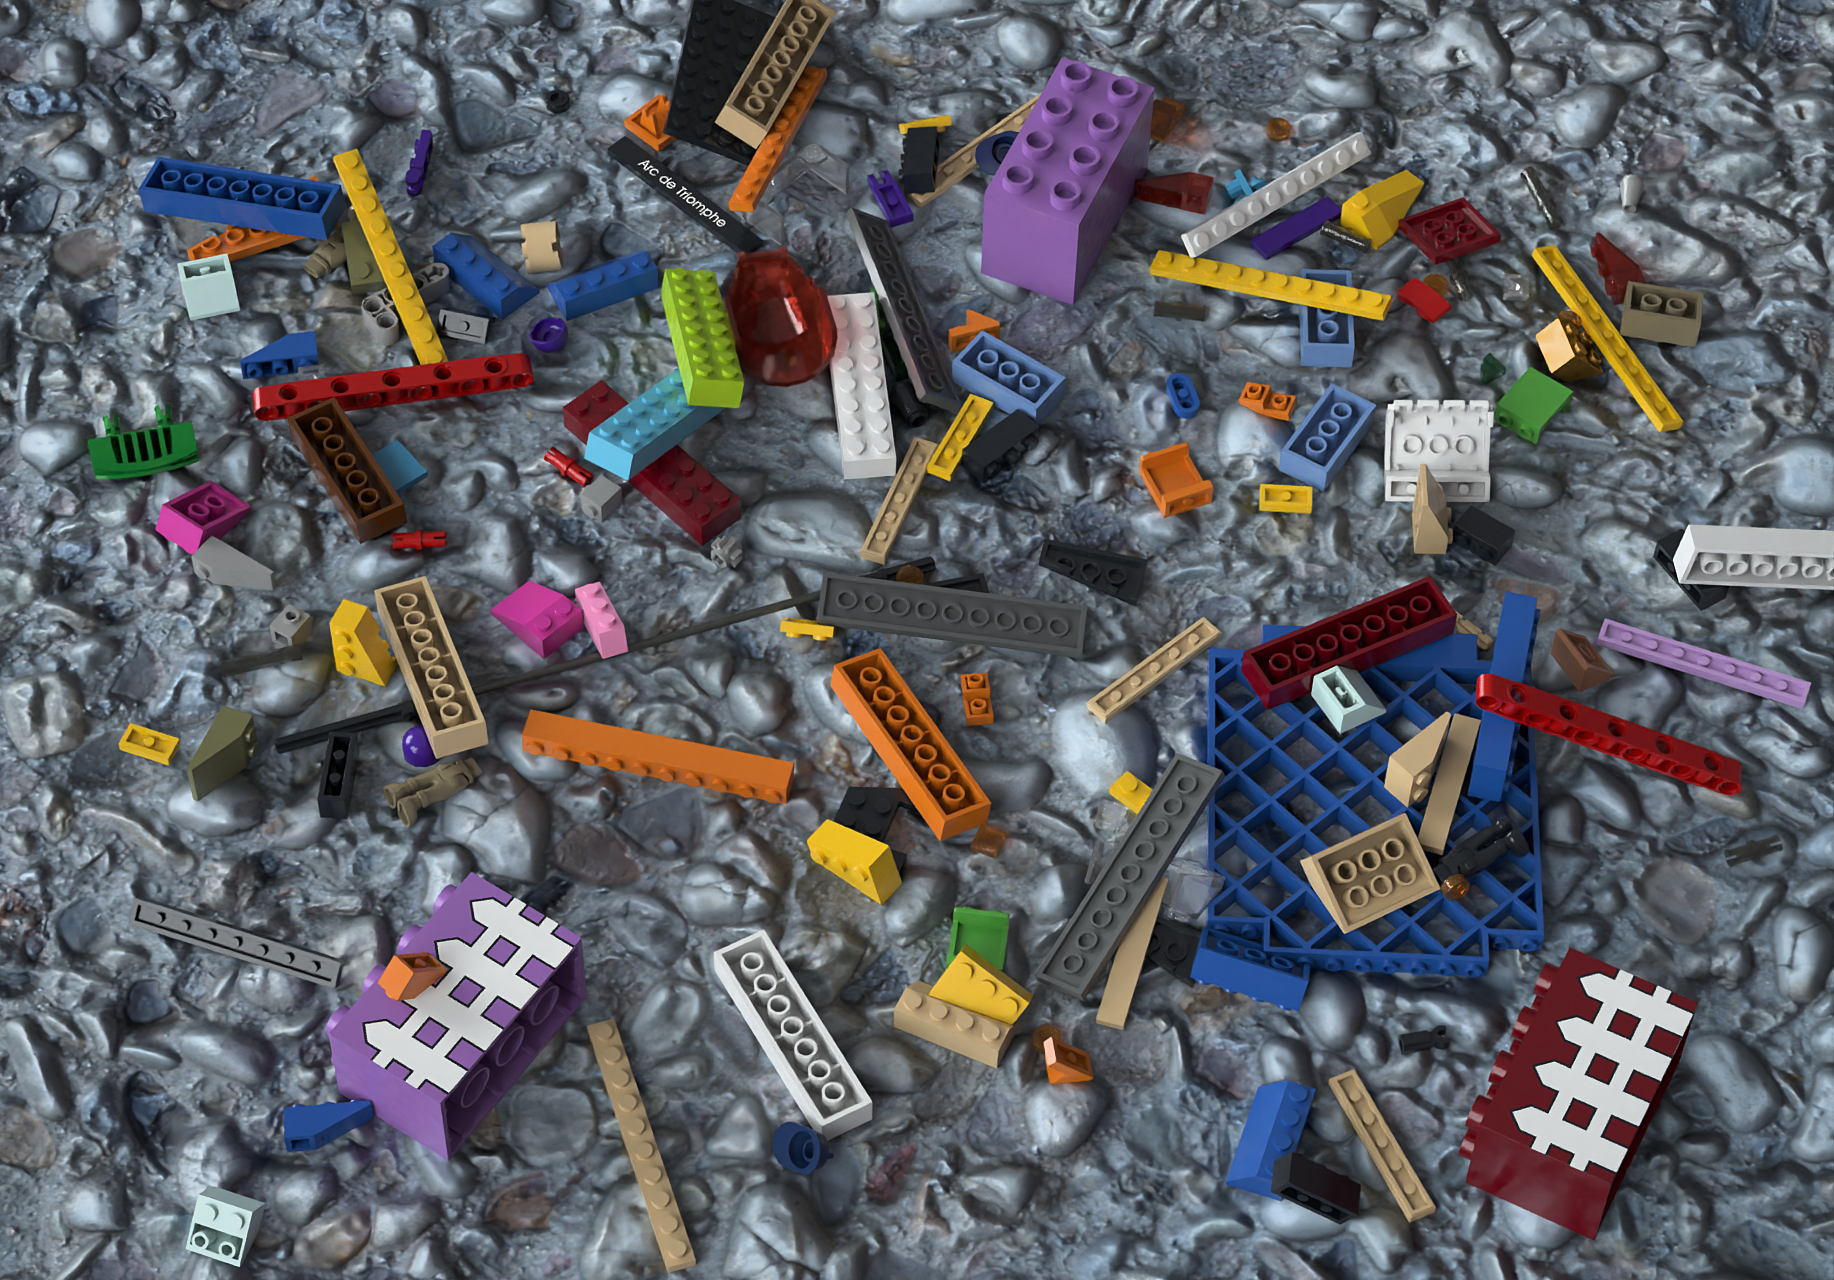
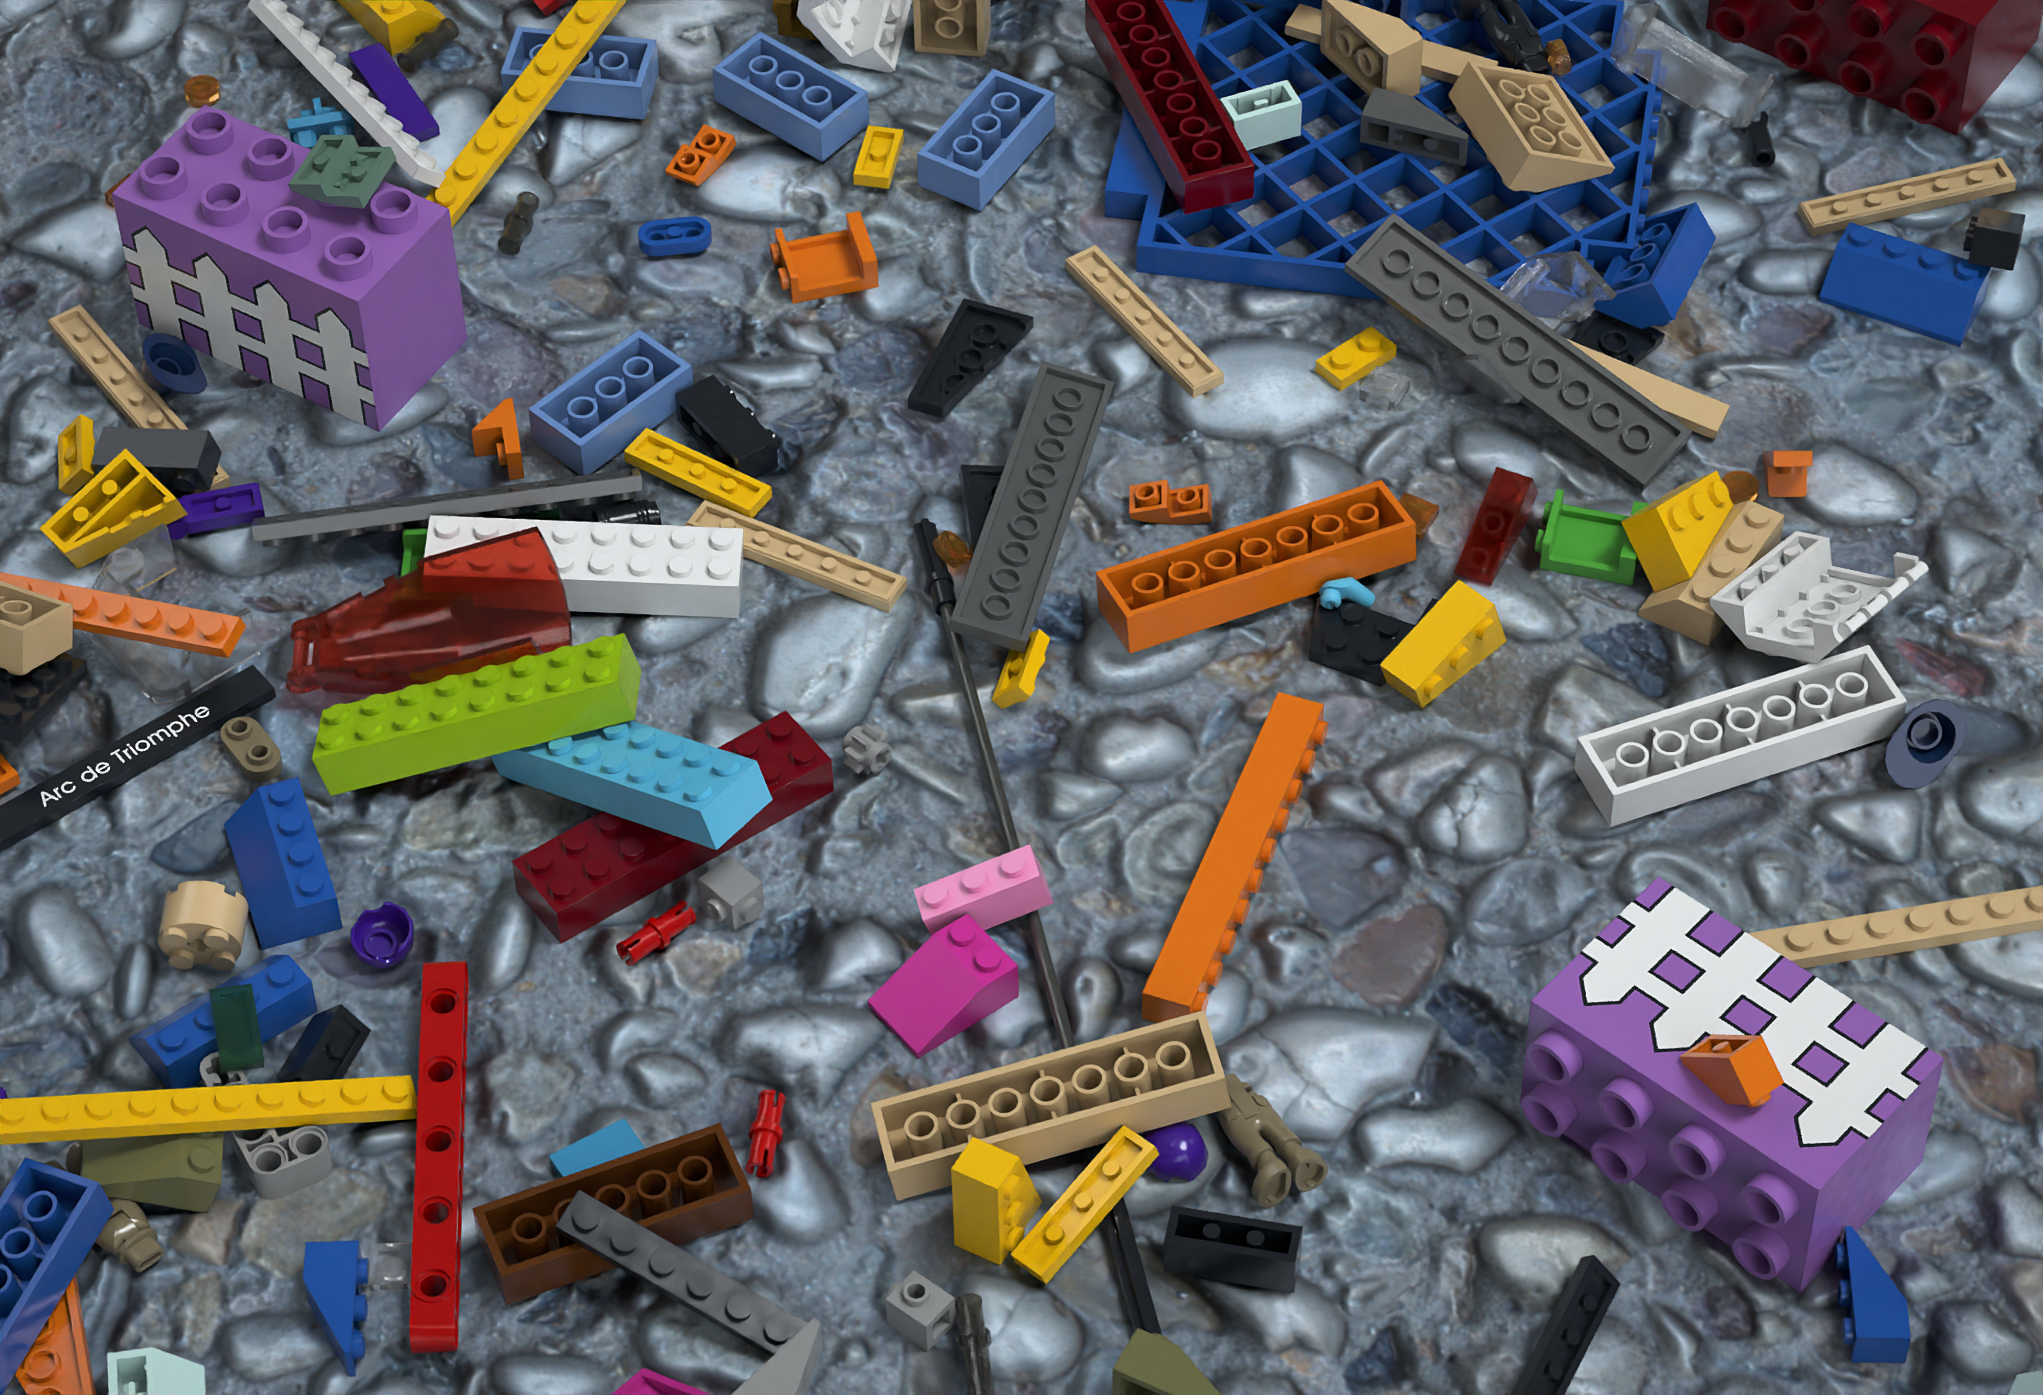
camera: 80 degrees left, 5 degrees down
(298, 502) = (678, 1274): none -> black plate
(367, 696) = (1084, 1204): none -> yellow plate
(457, 269) = (236, 1028): none -> clear green tile
(701, 251) = (245, 743): none -> dark tan plate
(866, 143) = (111, 511): none -> yellow wedge
(902, 801) = (1335, 590): none -> medium azure arm
(920, 1067) = (1803, 605): none -> white slope
(980, 887) = (1497, 525): none -> clear red slope
(1084, 157) = (342, 171): none -> sand green slope
(1306, 553) = (986, 139): none -> medium blue brick
(1357, 794) = (1409, 126): none -> dark grey slope
(1473, 970) = (1687, 69): none -> clear windscreen

